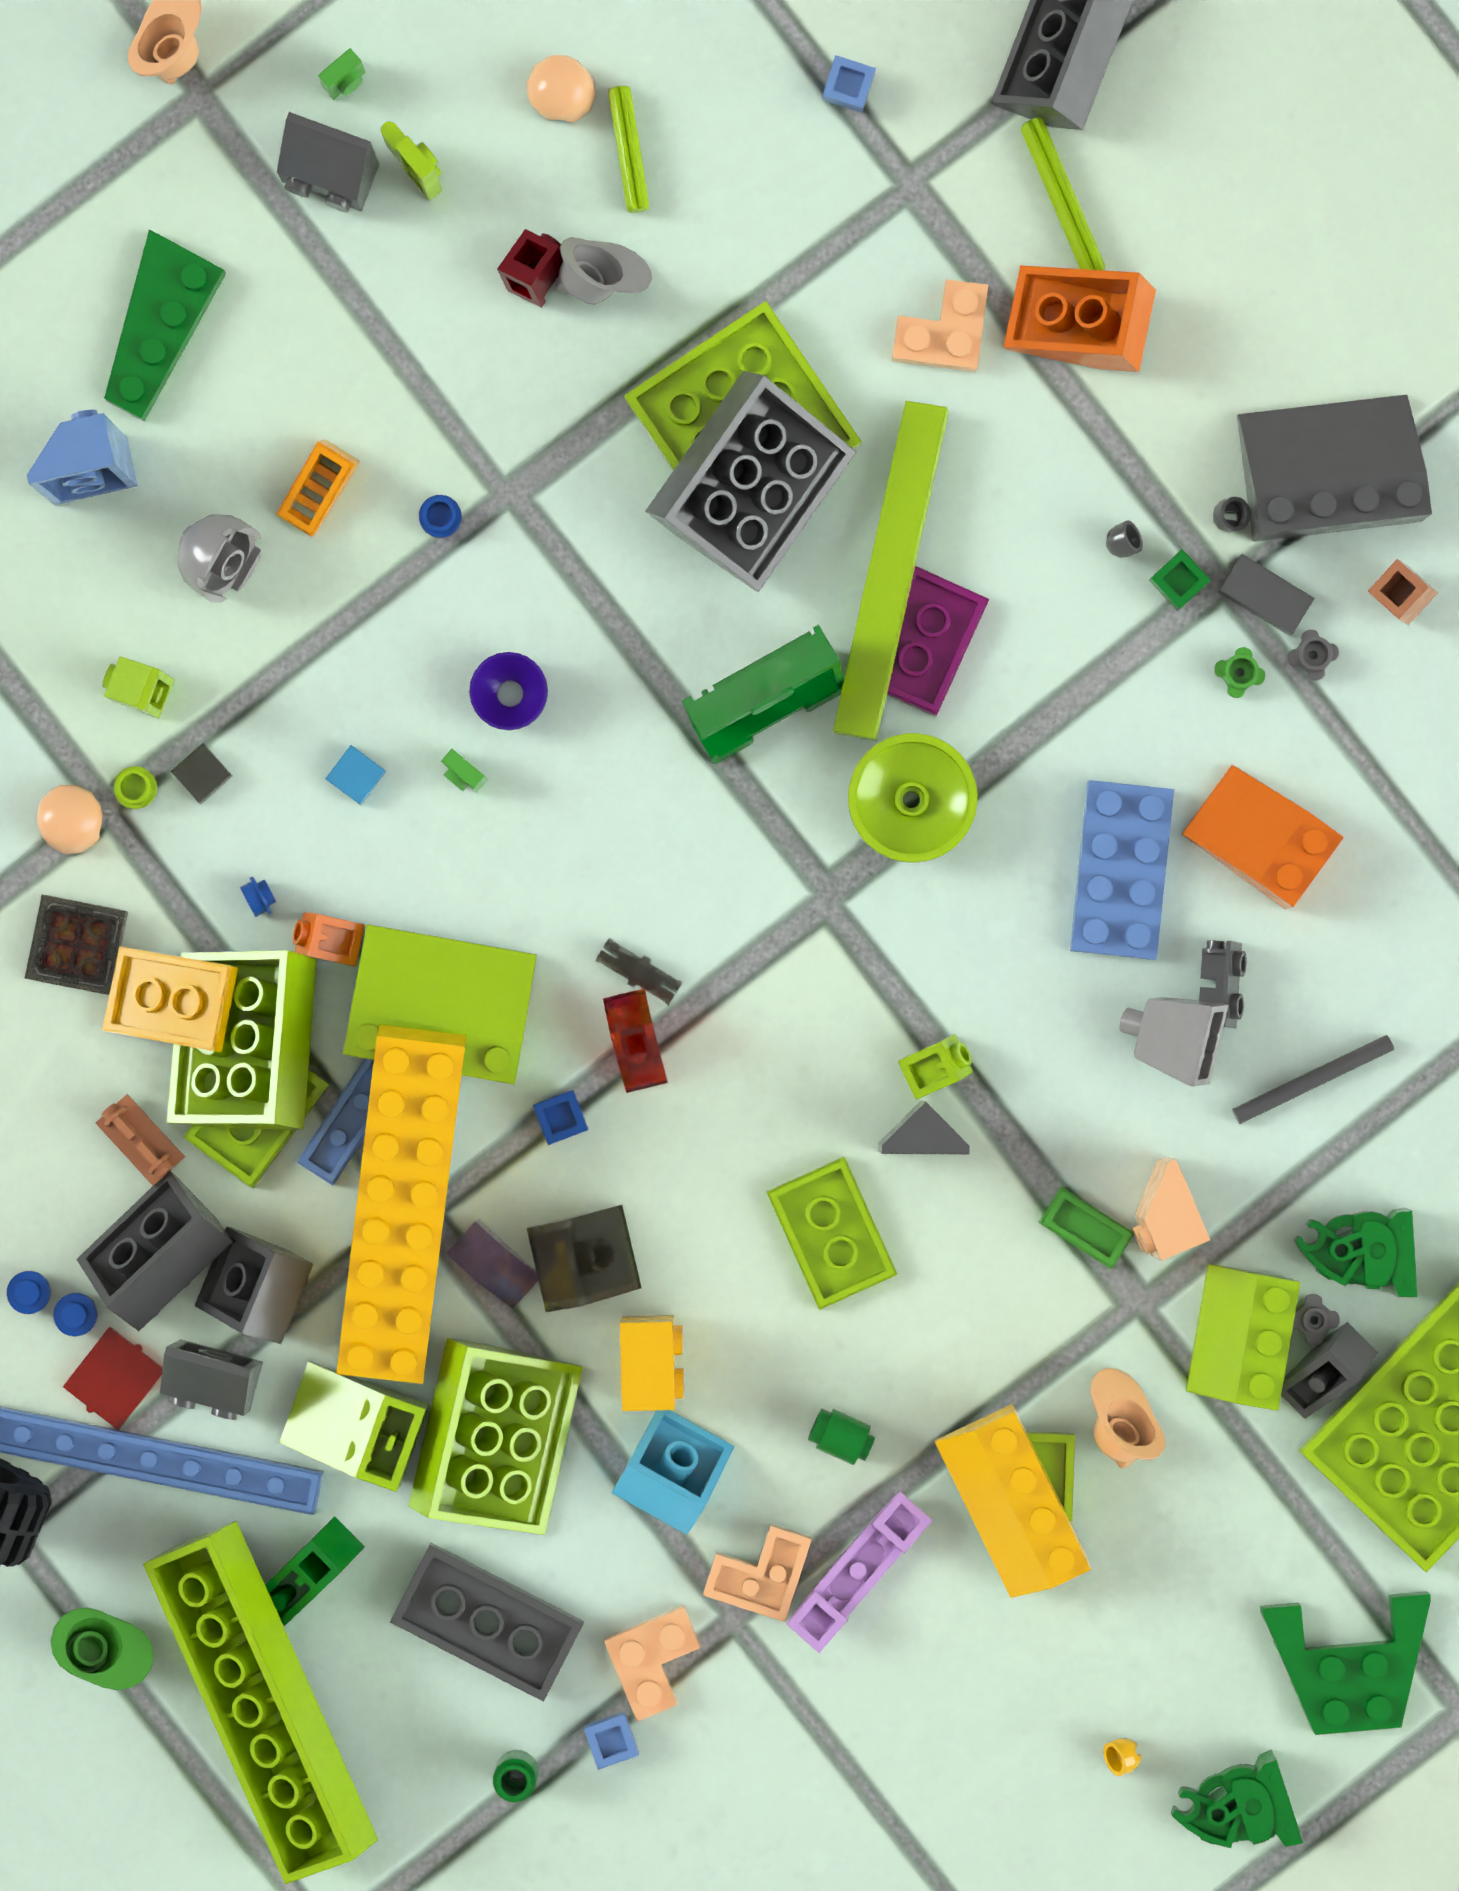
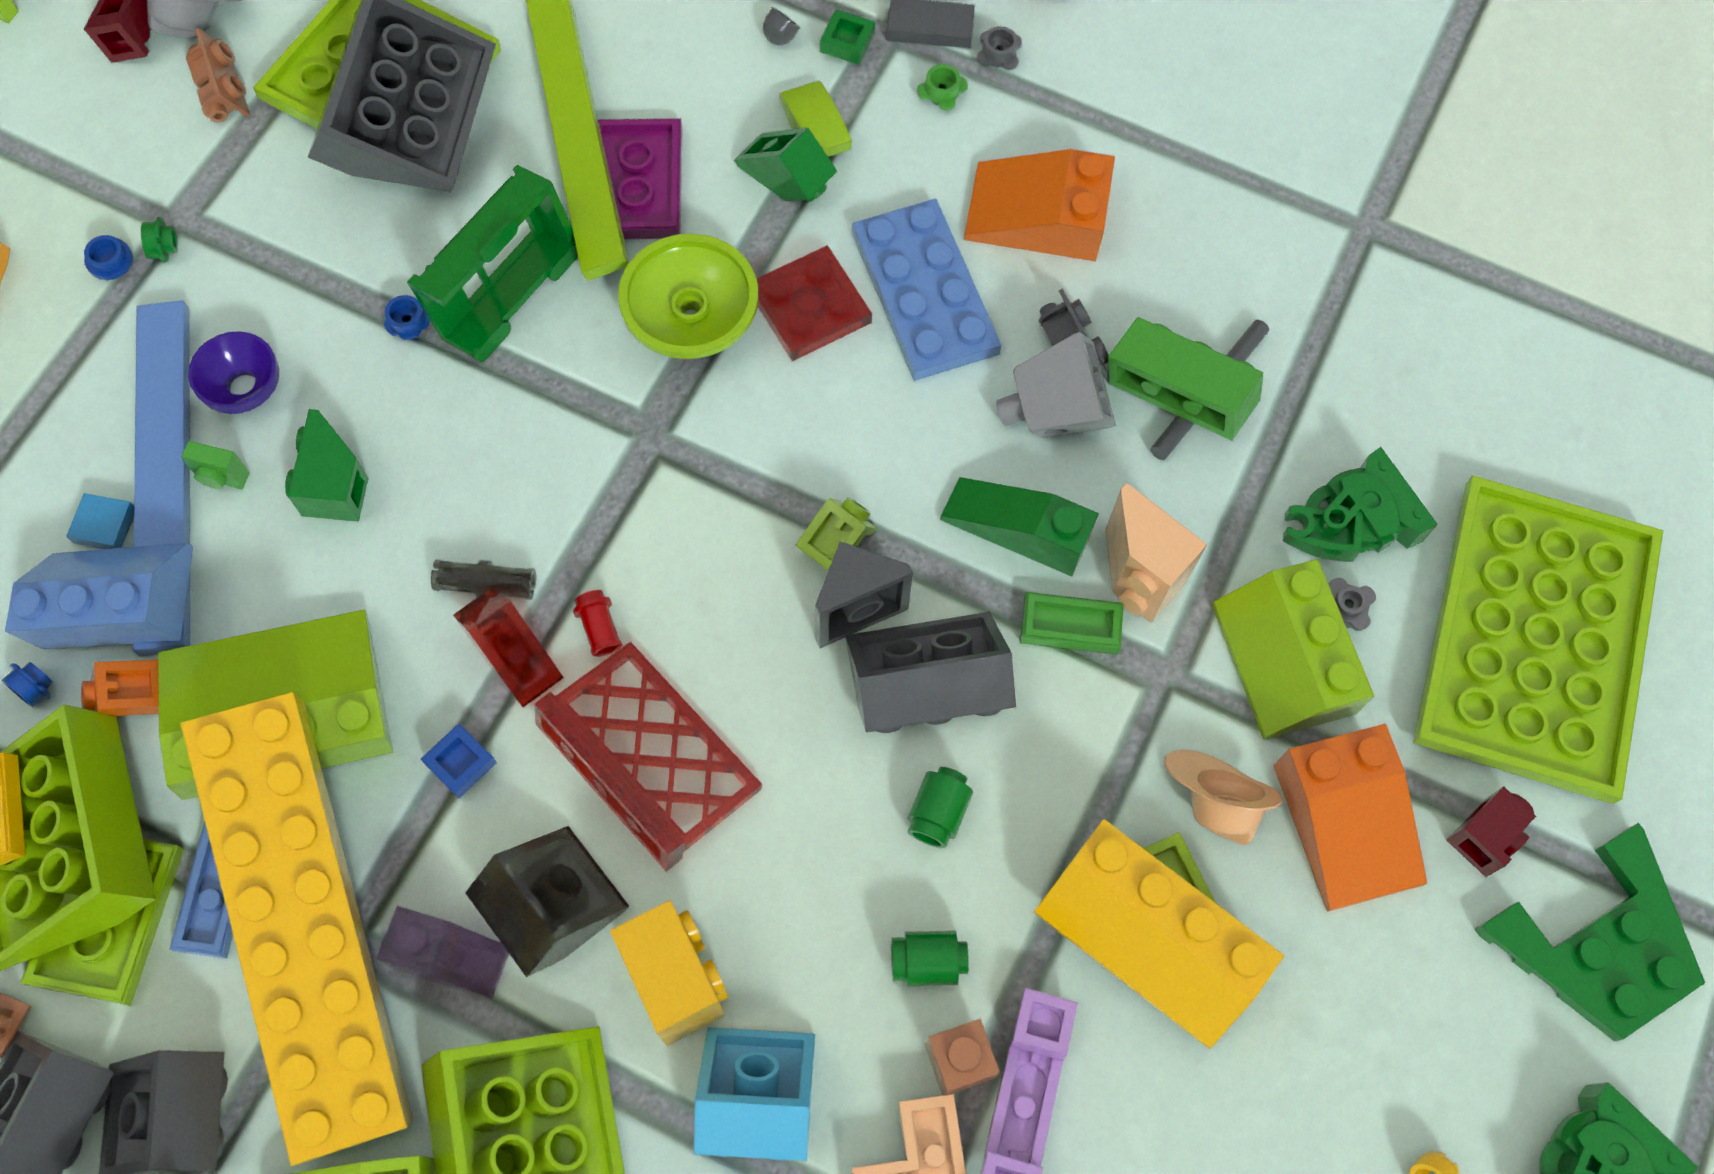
camera: 30 degrees left, 20 degrees down
(342, 851) = (102, 597): none -> medium blue slope
(418, 749) = (161, 437): none -> medium blue tile
(489, 518) = (158, 239): none -> green plate
(552, 820) = (326, 474): none -> green slope
(598, 343) = (216, 76): none -> nougat hinge
(657, 694) = (400, 309): none -> blue plate
(670, 1188) = (615, 783): none -> clear red fence
(713, 1052) = (597, 622): none -> red pin
(829, 1518) = (962, 1057): none -> nougat brick
(831, 1233) = (811, 750): lime tile -> none
(905, 1328) = (939, 807): none -> green brick
(952, 1217) = (931, 672): none -> dark grey slope
(1017, 838) = (811, 303): none -> clear red plate
(1058, 694) = (788, 164): none -> green slope
(1088, 1125) = (1022, 521): none -> green slope
(1108, 656) = (814, 108): none -> lime slope
(1214, 1485) = (1353, 816): none -> orange slope
(1290, 1068) = (1185, 377): none -> bright green brick
(1315, 1546) = (1493, 831): none -> dark red brick
(1328, 1370) = (1396, 643): dark grey slope -> none

